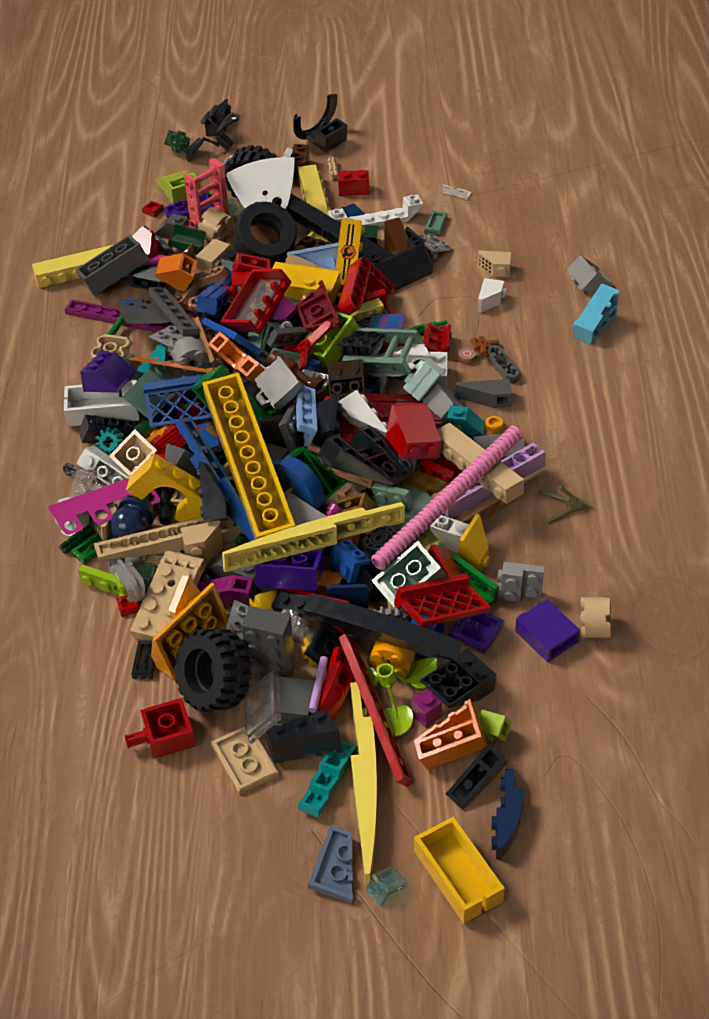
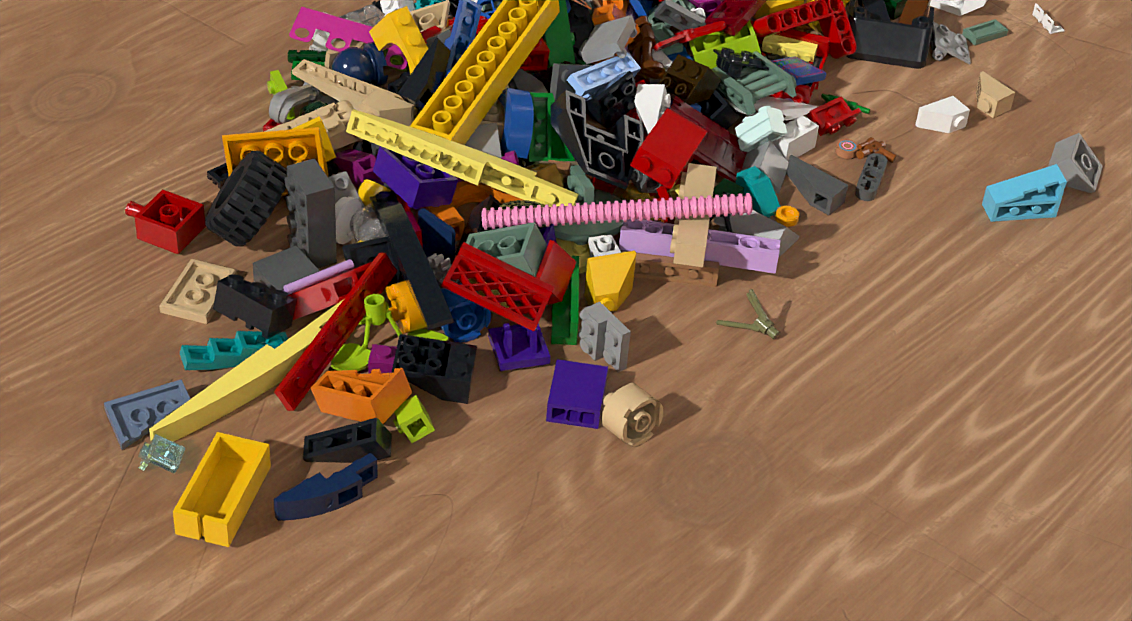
camera: 40 degrees right, 5 degrees down
(262, 706) = (255, 257): clear piece -> none
(347, 559) = (473, 205): blue bracket -> none

